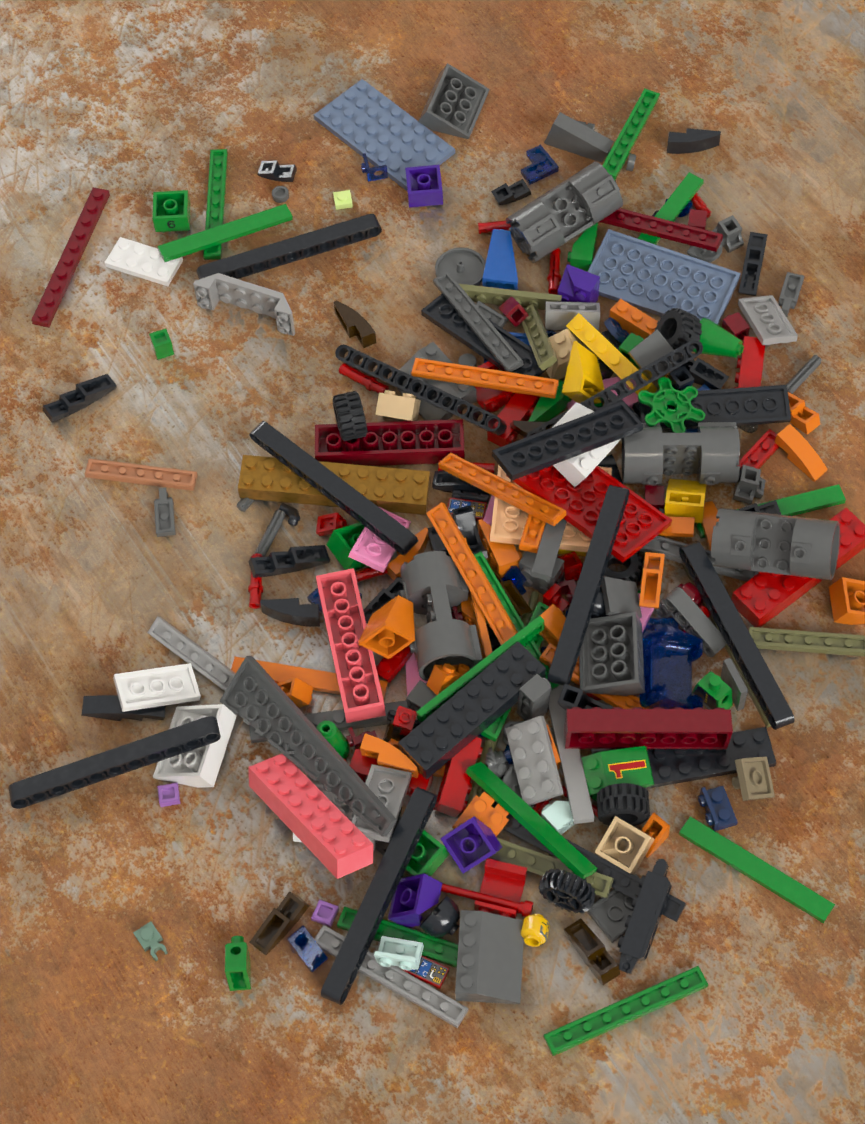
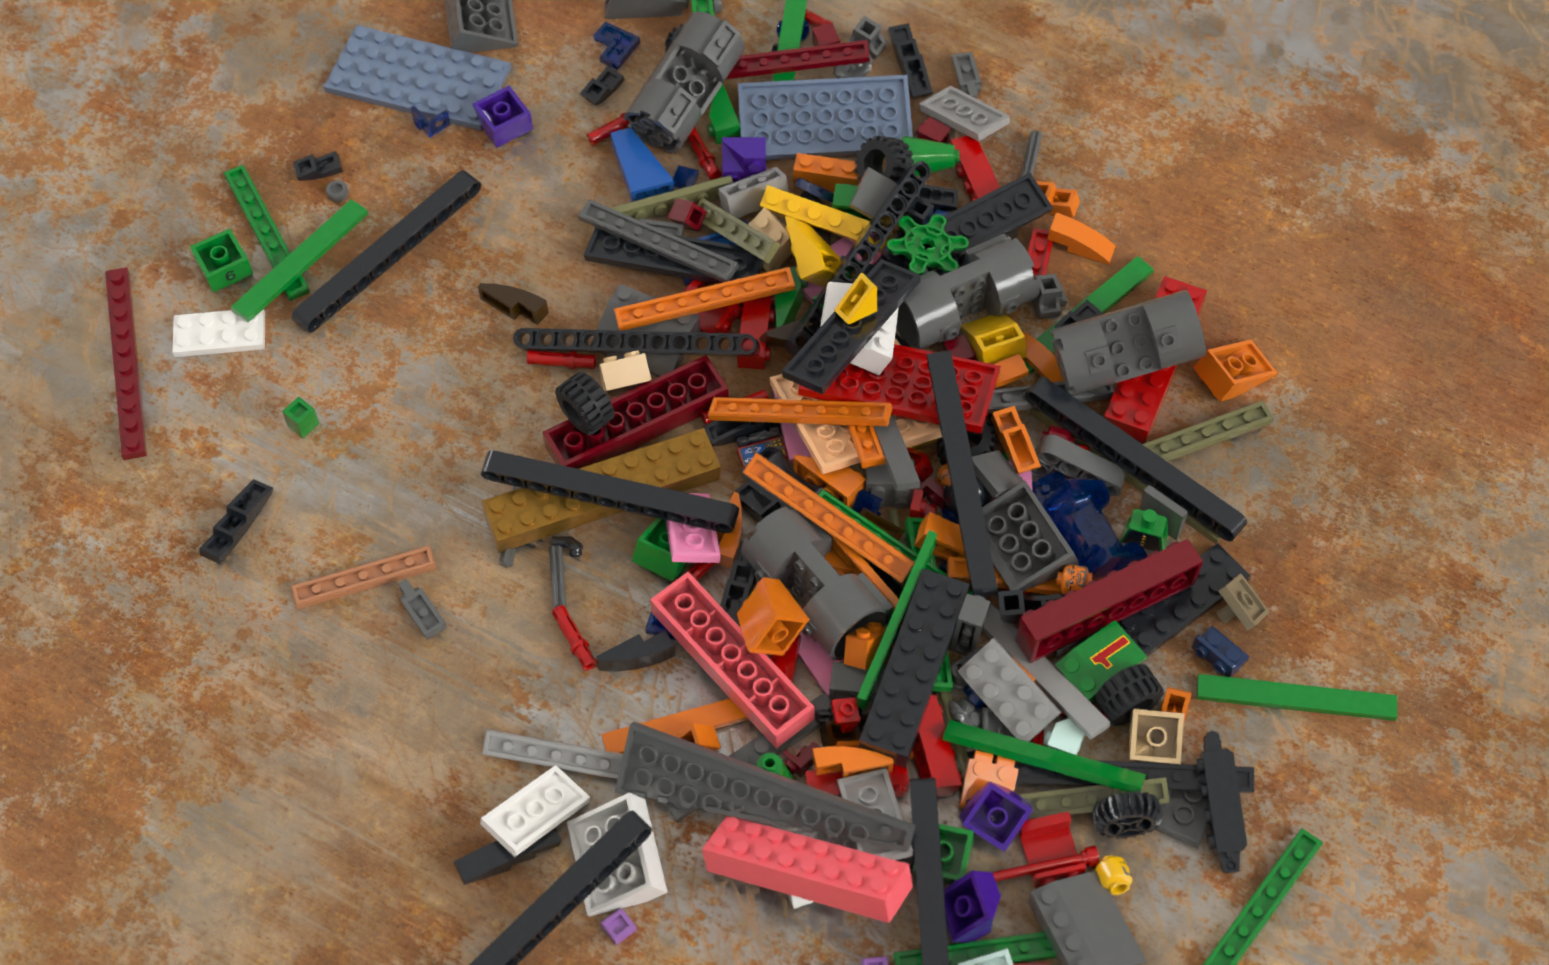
camera: 30 degrees left, 0 degrees up
(245, 295) = (375, 320): light grey slope -> none
(289, 561) = (600, 598): black slope -> none
(328, 523) = (621, 536): red bracket -> none
(342, 199) = (414, 168): yellowish green plate -> none
(442, 919) = (1012, 912): black cylinder -> none
(463, 264) = (597, 184): dark grey piece -> none
(467, 359) = (664, 289): dark grey tile -> none
(531, 283) = (685, 177): none -> clear blue tile
(579, 424) = (858, 301): none -> yellow slope
(592, 951) = (1186, 867): dark brown slope -> none
(632, 699) = (1073, 578): none -> orange head

